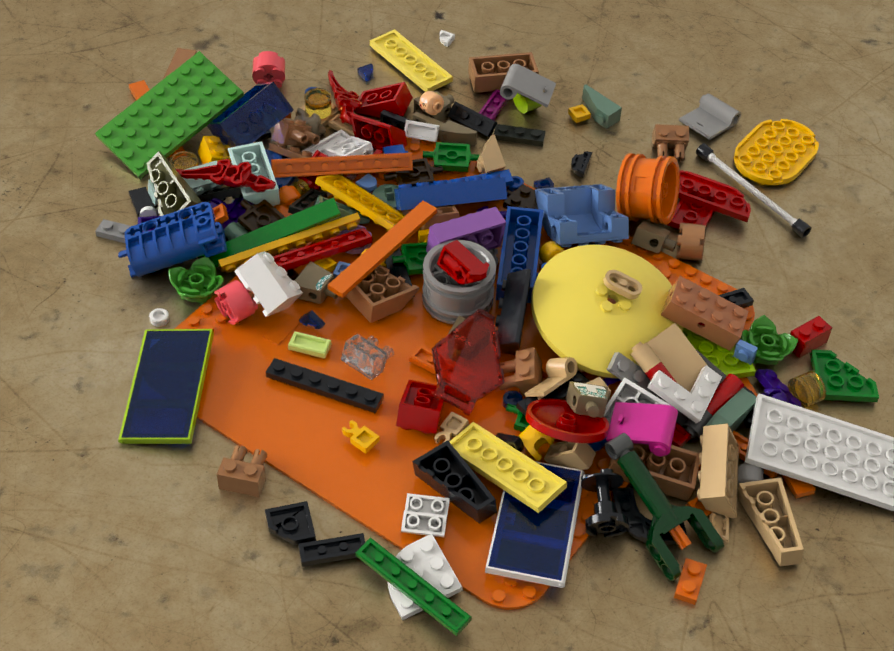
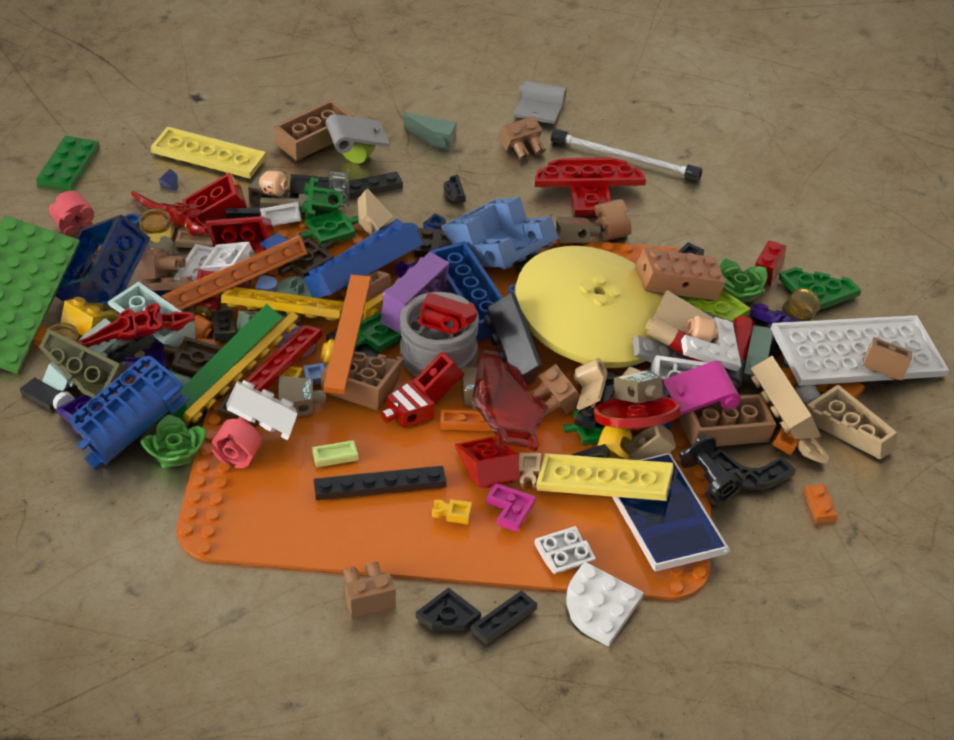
camera: 30 degrees left, 5 degrees down
(112, 230) = (40, 432): light grey plate -> none
(159, 317) = (159, 493): white tile -> none
(167, 387) = (228, 549): clear blue door -> none
(303, 31) = (68, 163): none -> green plate
(312, 319) = (320, 429): clear blue tile -> none
(365, 355) = (402, 439): clear brick -> none
(394, 330) = (408, 406): none -> red torso
(412, 448) = (514, 503): none -> dark pink plate
(414, 586) = (603, 610): green tile -> none
(432, 316) = (438, 377): none -> red brick
(446, 38) = (223, 117): white tile -> none
(454, 479) = (568, 506): black wedge -> none
(455, 129) = (318, 198): none -> green pin
(483, 126) = (340, 182): none -> clear plate
(494, 105) = (325, 162): magenta tile -> none
(511, 397) = (559, 419): clear blue tile -> none
(549, 250) = (501, 278): yellow head -> none
(579, 113) = (416, 143): yellow plate -> none
(622, 284) = (603, 273): tan plate -> none
(648, 188) = (547, 184): orange wheel -> none
(665, 515) = (770, 456): dark green piece -> none
(684, 371) = (702, 328): none -> light nougat head
(745, 352) = (733, 294): medium blue plate -> none
(775, 152) = (621, 113): yellow plate -> none
(845, 473) = (887, 359): none -> medium nougat brick

